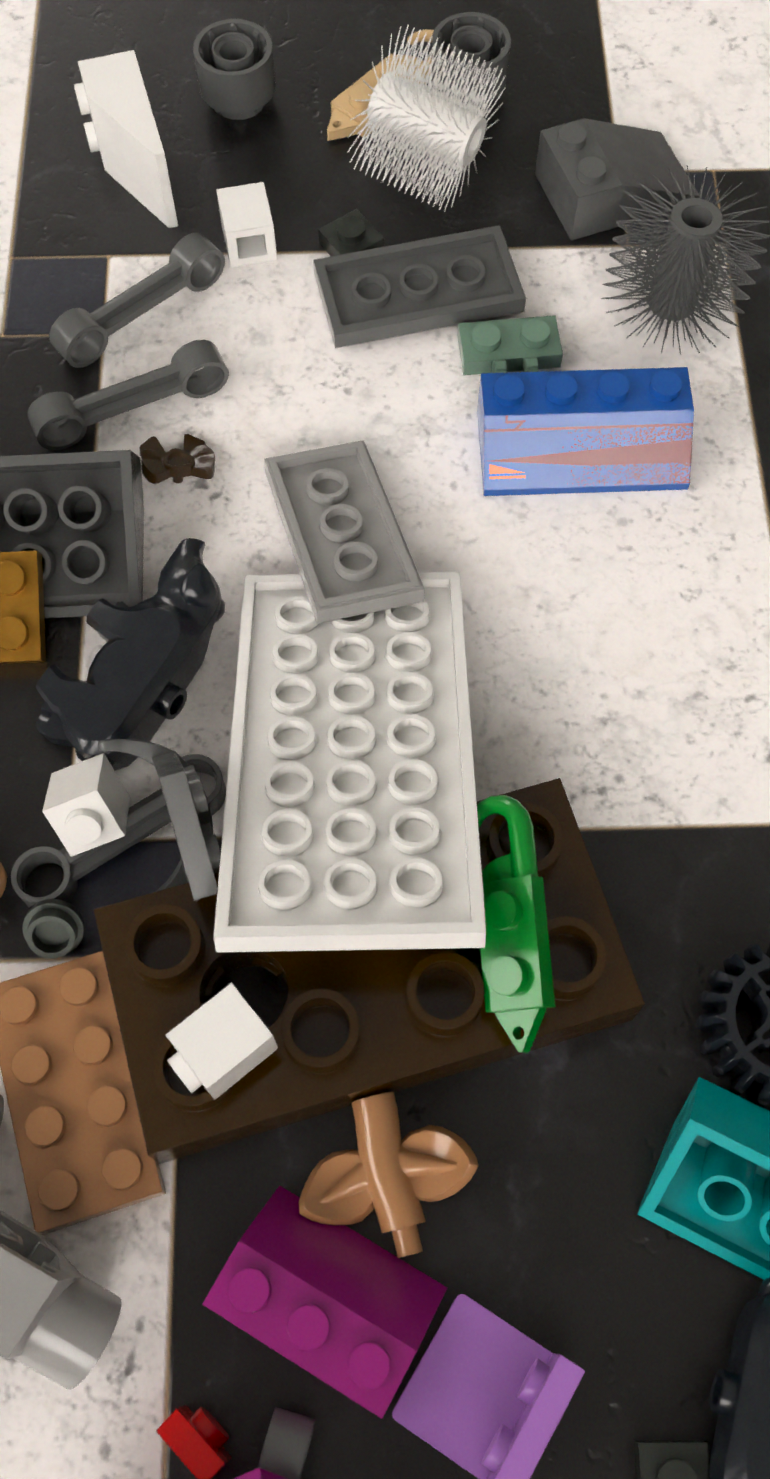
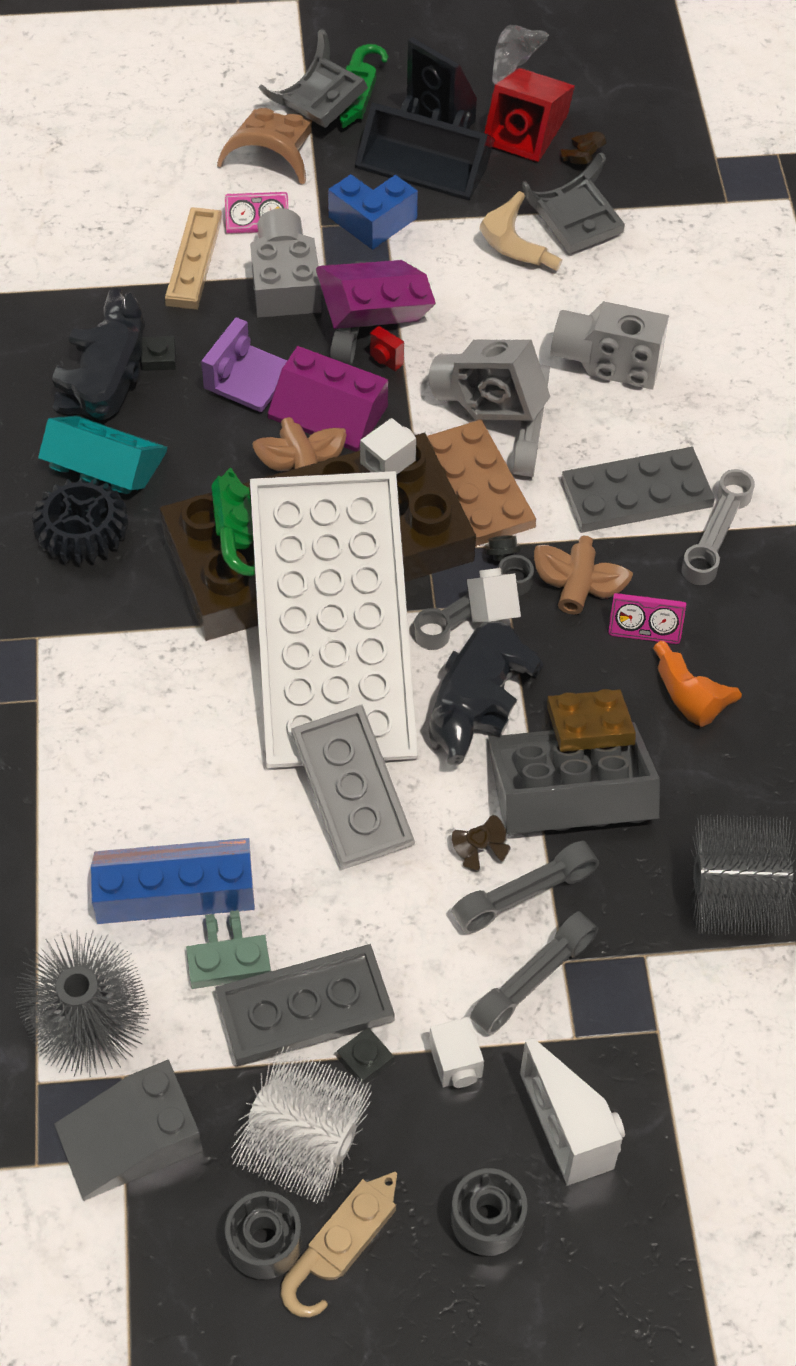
camera: 175 degrees right, 10 degrees down
(187, 811) = (430, 573): dark grey piece -> none

